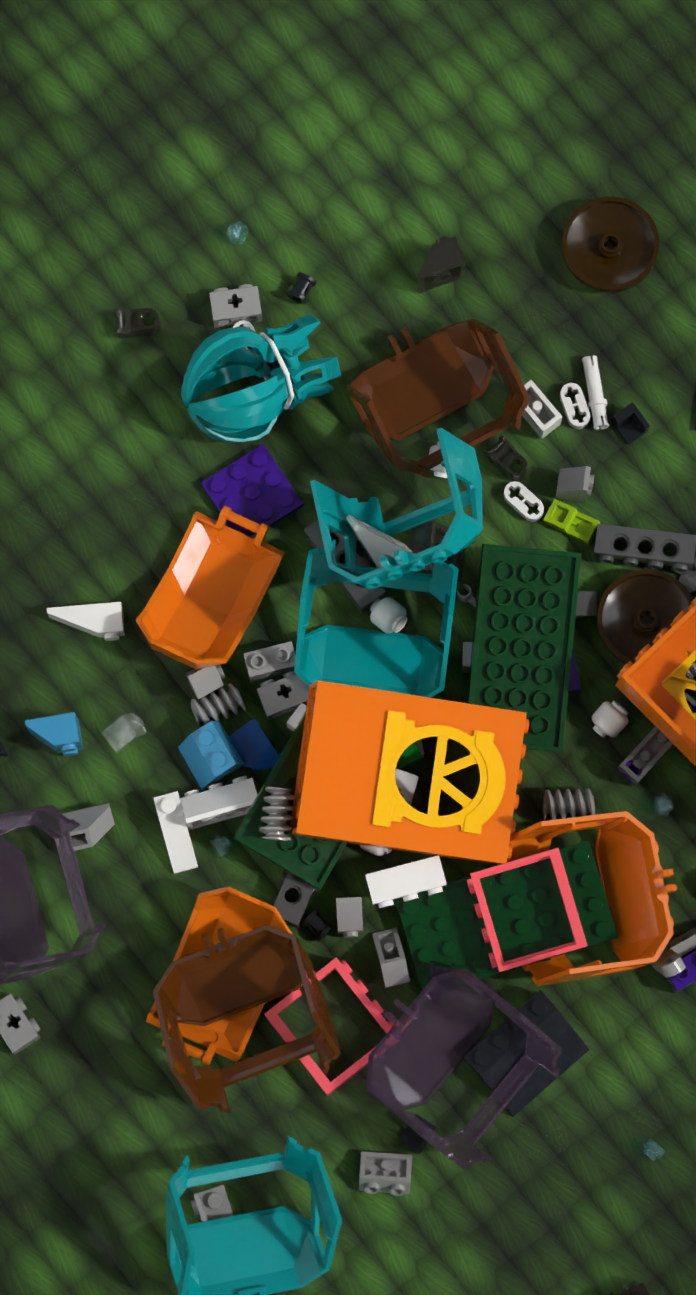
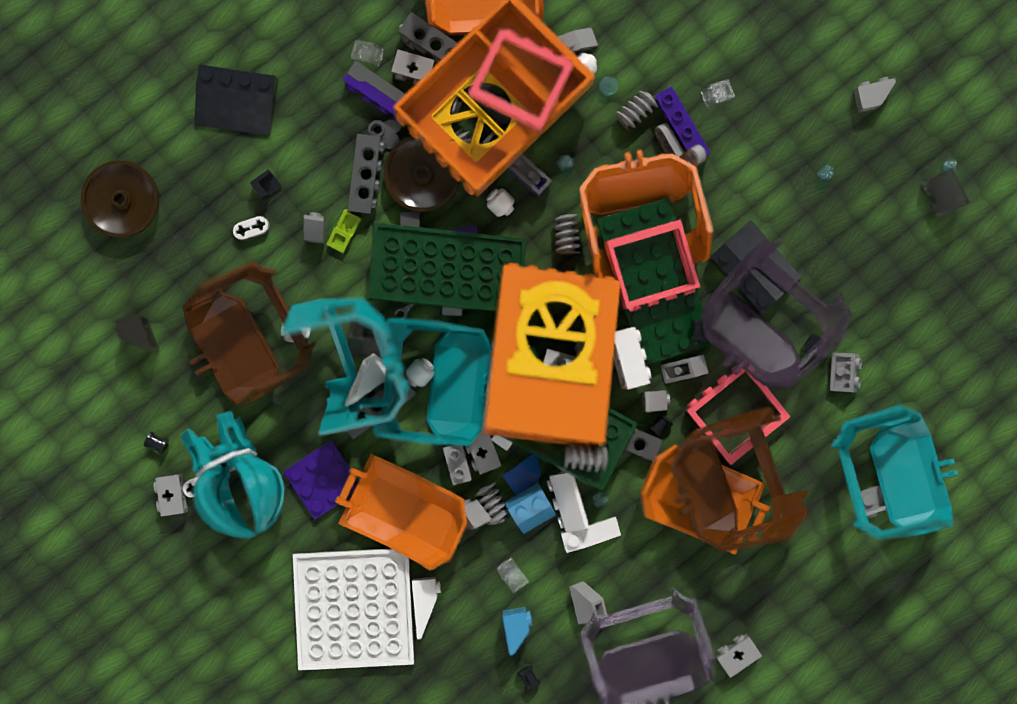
camera: 95 degrees left, 10 degrees up
(85, 530) = (353, 609): none -> white plate
(135, 322) = (185, 577): clear smoke piece -> none
(237, 232) = (110, 494): clear light blue plate -> none
(503, 456) = (293, 281): clear smoke piece -> none
(528, 497) = (331, 271): white beam -> none
(540, 412) = (258, 253): white brick -> none
(596, 399) = (249, 210): white pin -> none

